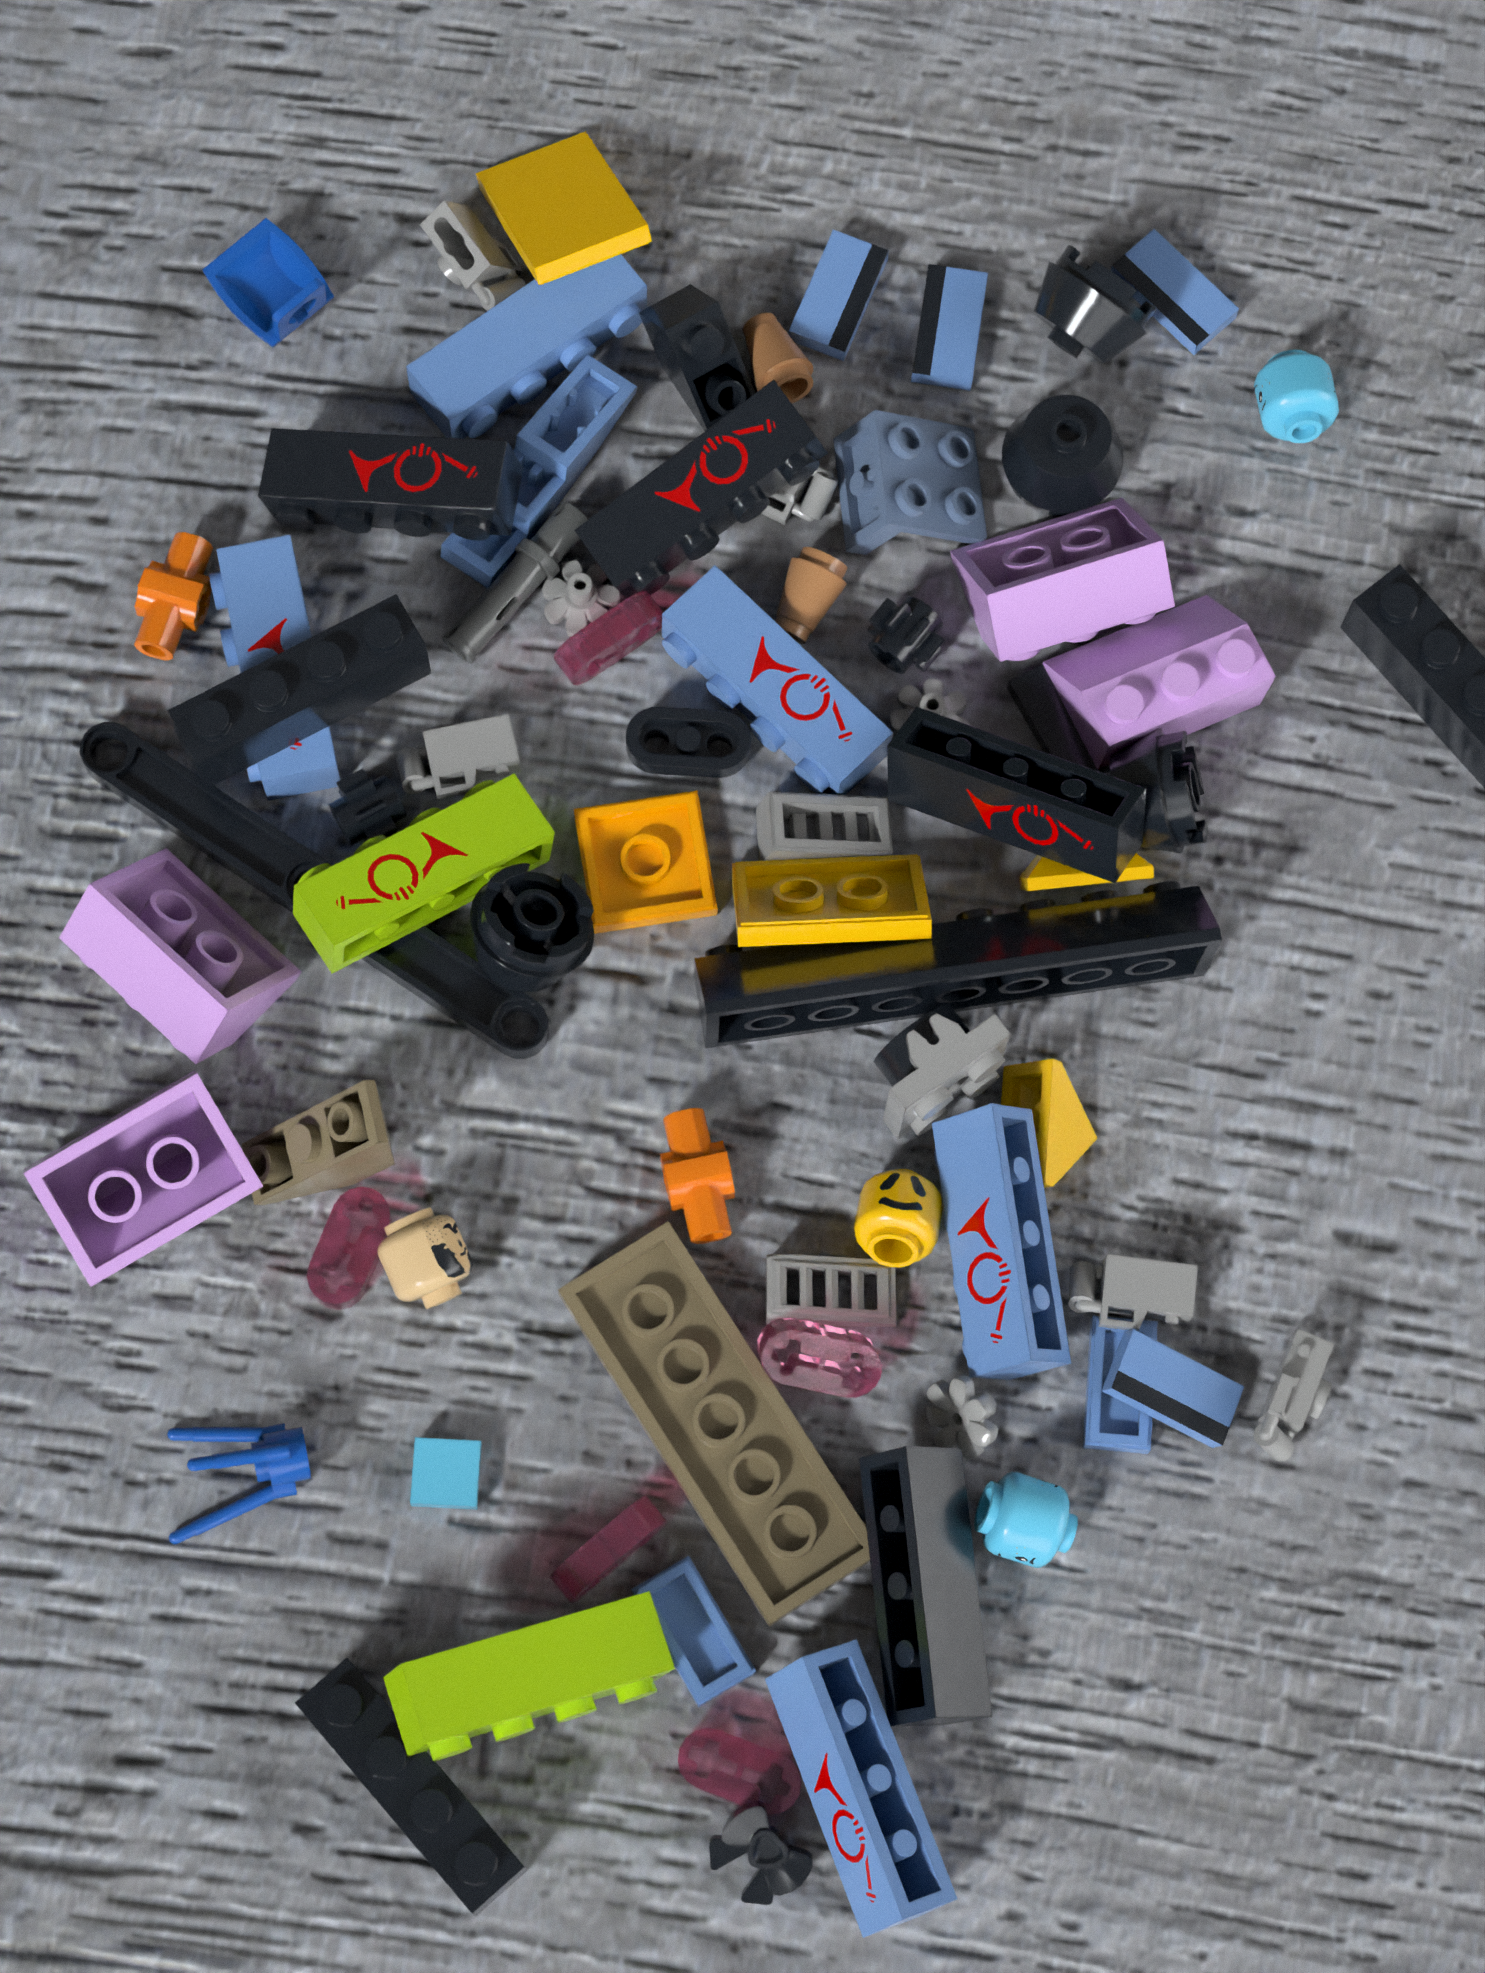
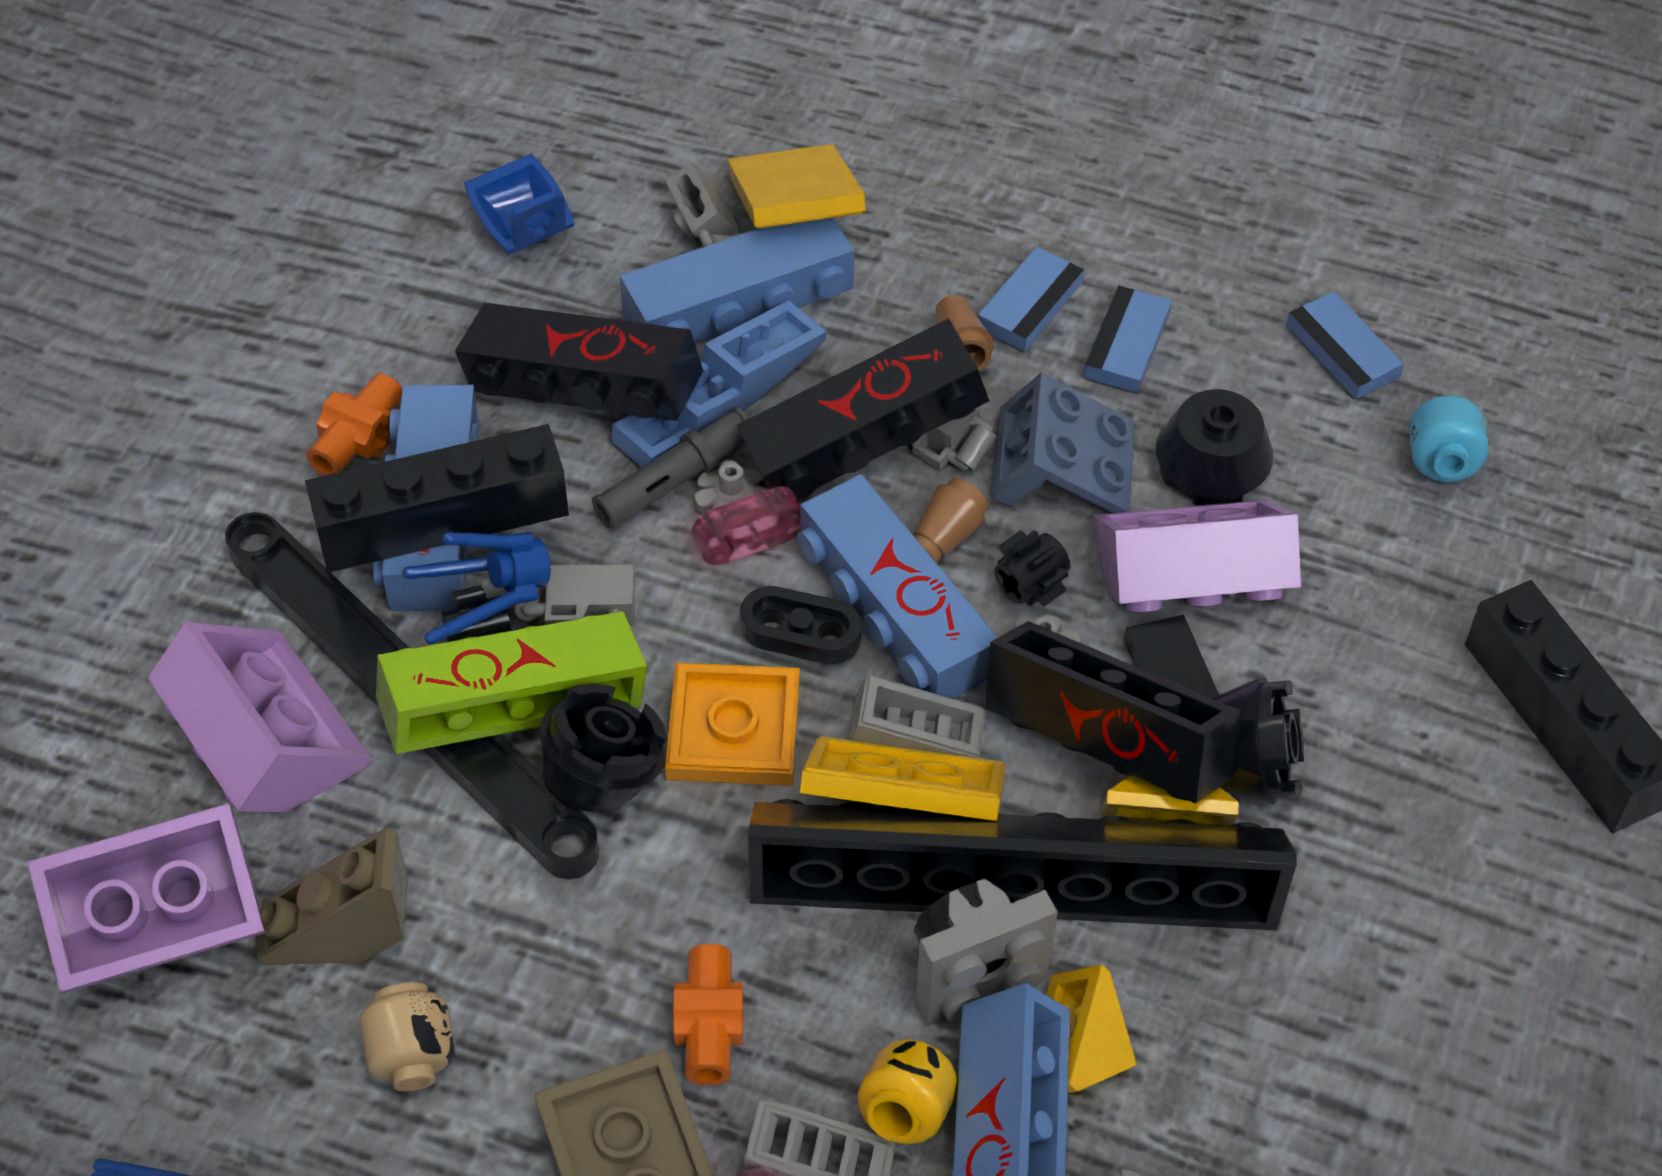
camera: 15 degrees right, 20 degrees down
(335, 1243) = (331, 1013): clear pink beam -> none
(392, 750) = (516, 565): none -> blue plant
(698, 353) = (886, 304): black slope -> none
(1089, 308) = (1262, 332): black cone -> none
(1162, 675) = (1317, 641): lavender slope -> none

